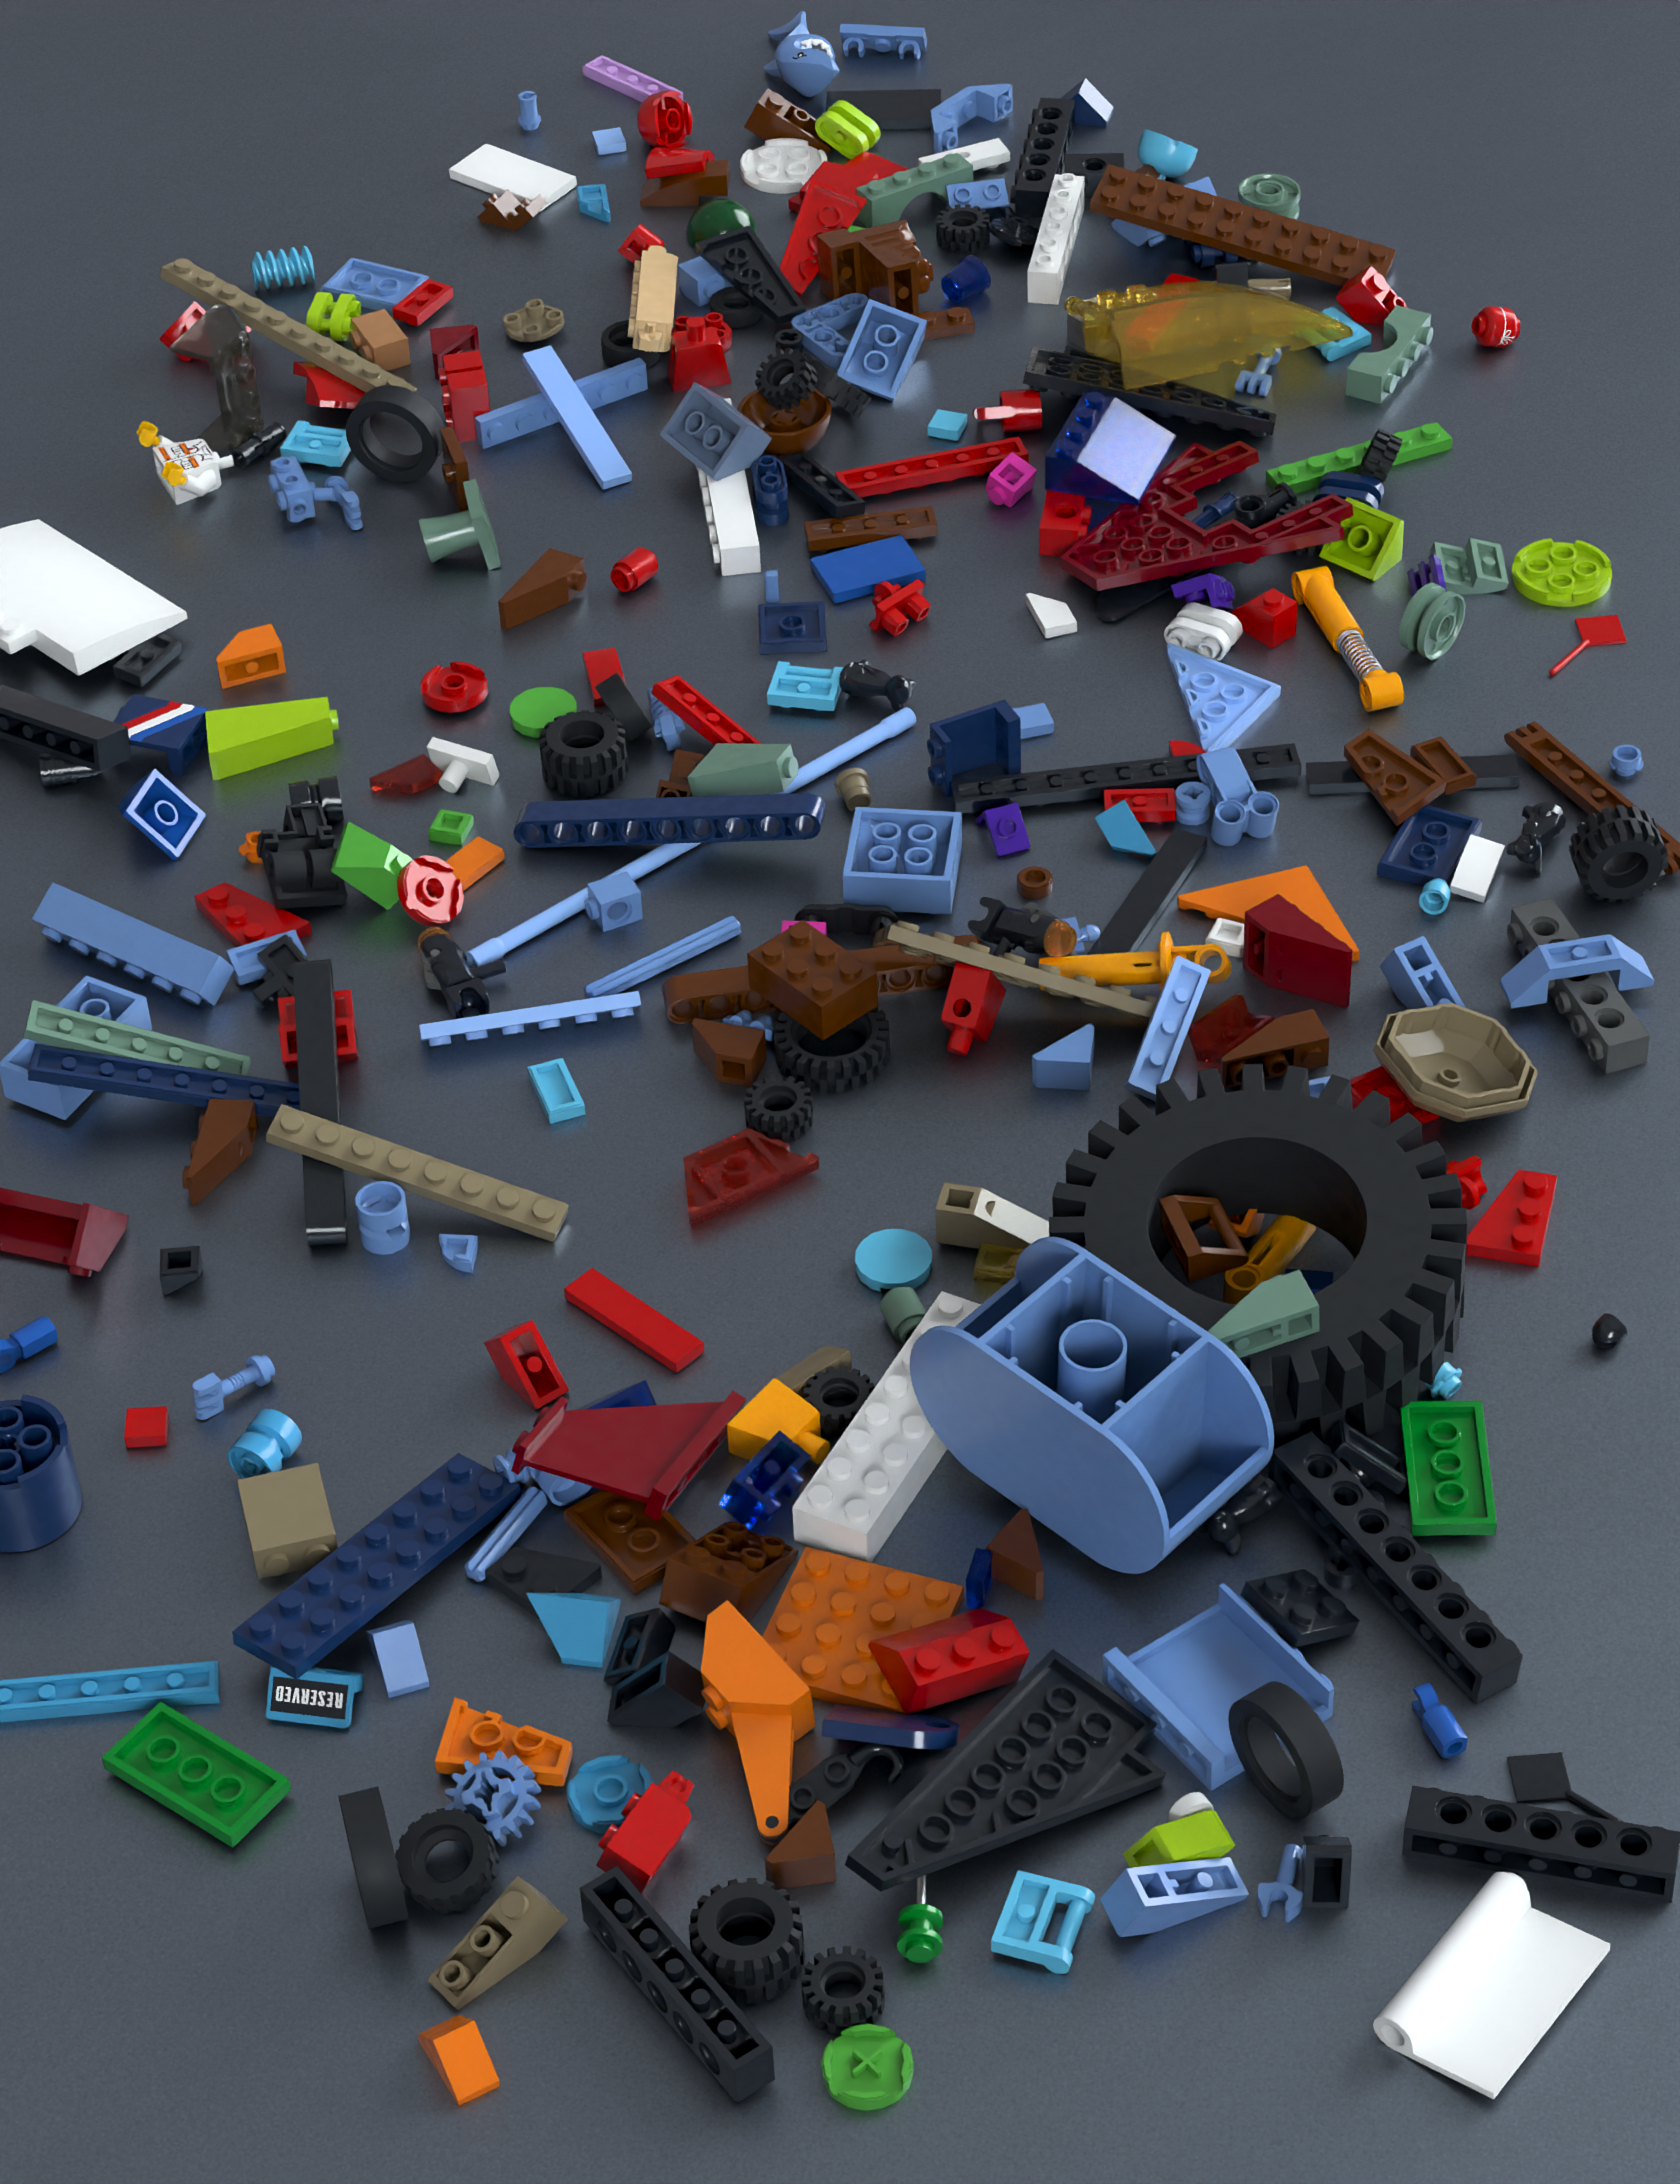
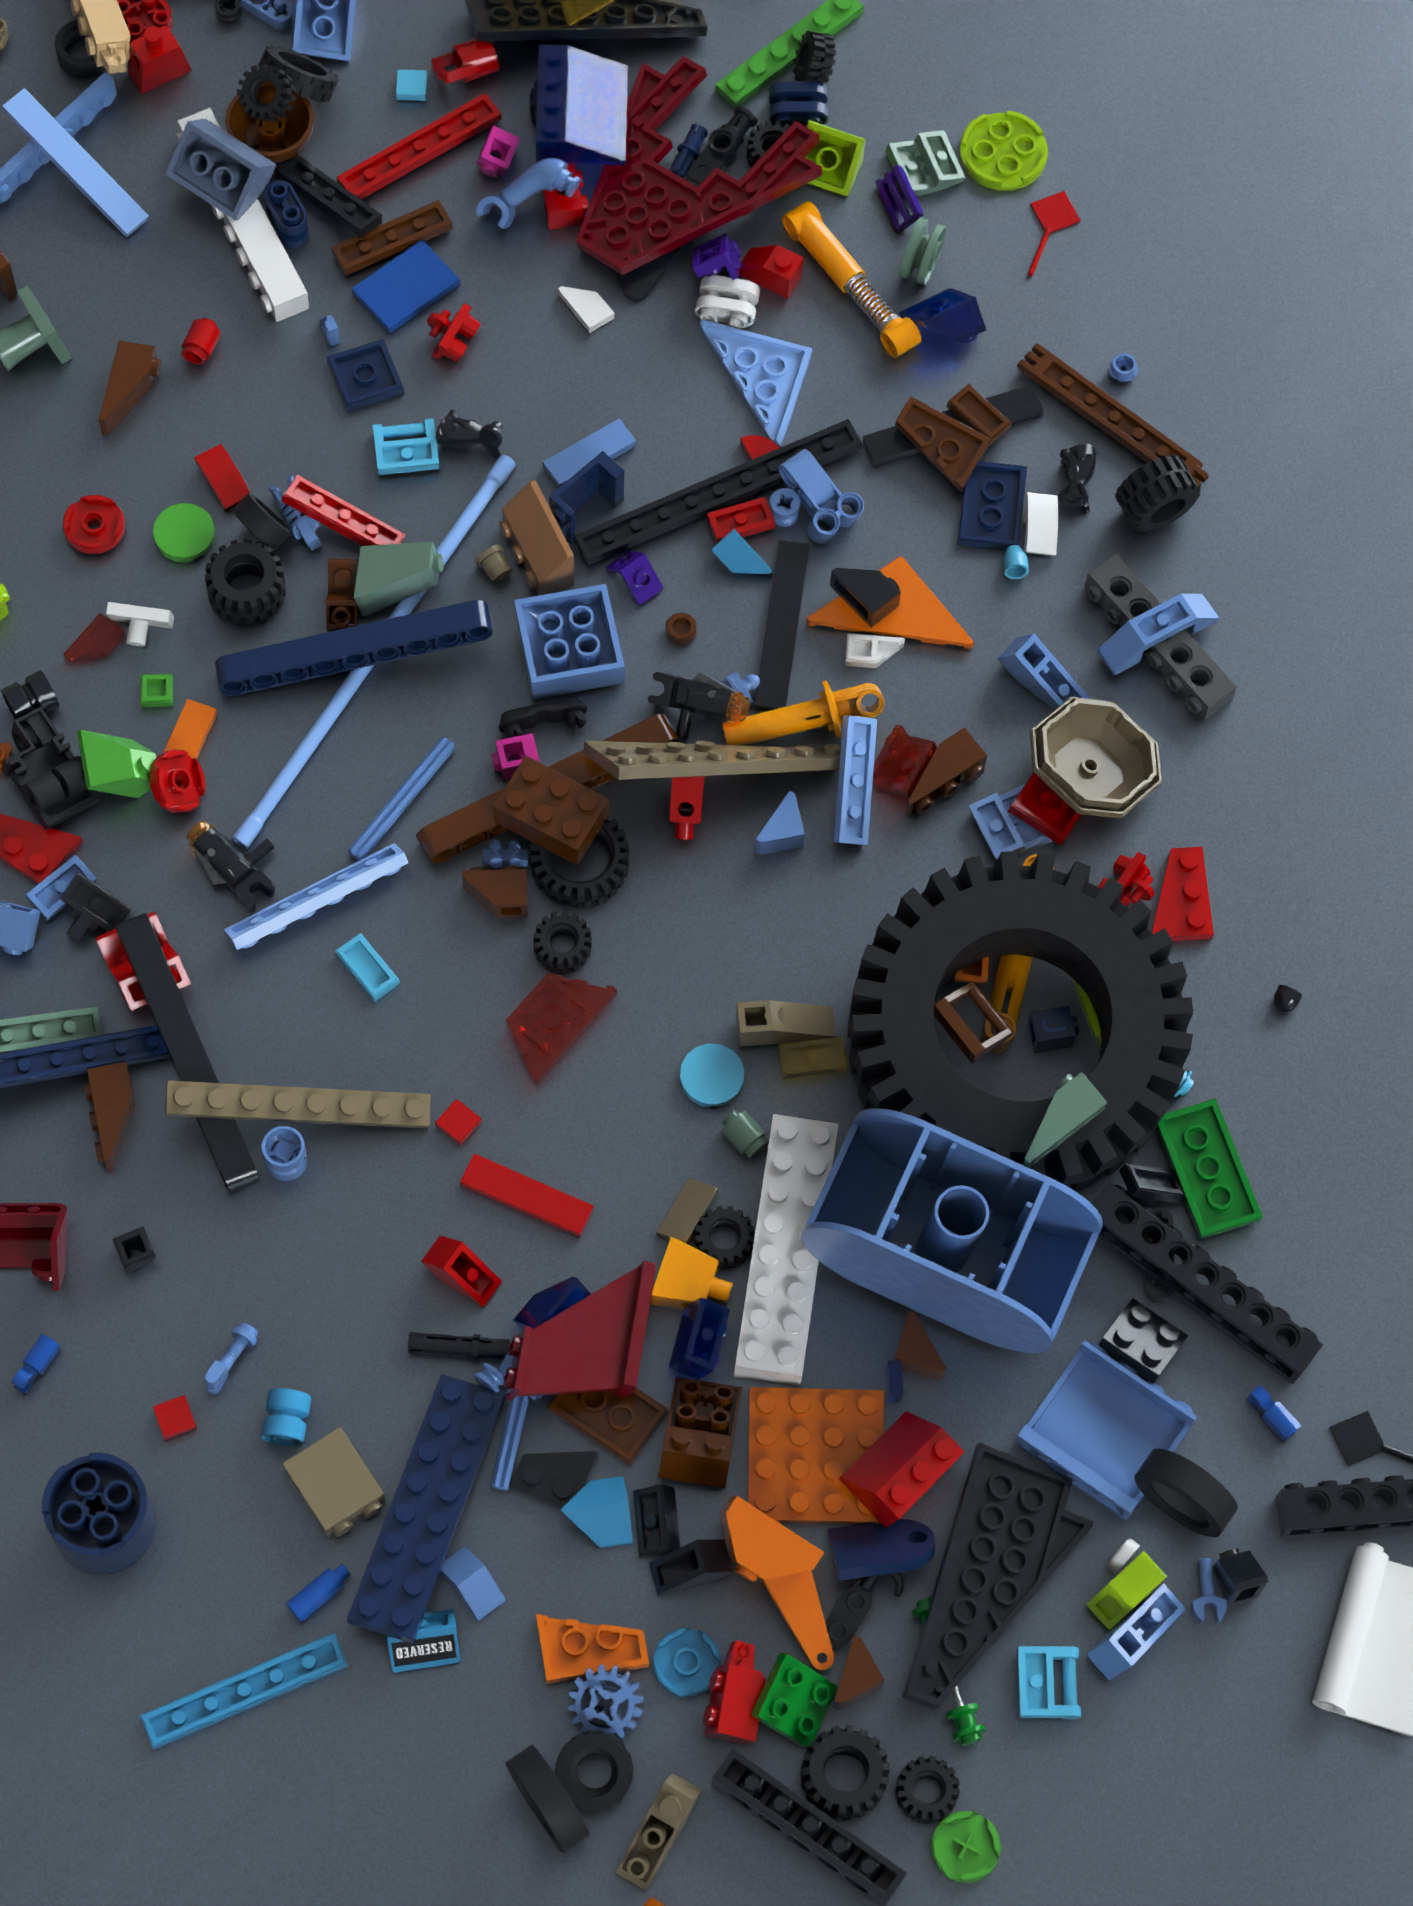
camera: 25 degrees left, 25 degrees up
(196, 1774) = (363, 1745): green plate -> none
(216, 1619) = (317, 1592): none -> blue cylinder
(459, 1250) = (355, 1162): medium blue tile -> none
(476, 1428) = (464, 1346): none -> black pin
(589, 1240) = (458, 1122): none -> red tile
(614, 901) = (337, 747): medium blue brick -> none
(716, 1847) = (794, 1700): none -> green plate
(906, 766) = (538, 541): none -> medium nougat slope
(1046, 490) = (543, 175): none -> medium blue piece
(1249, 876) = (866, 592): none -> black slope
(1296, 953) = (931, 668): dark red slope -> none
(1443, 684) = (948, 314): none -> clear blue slope

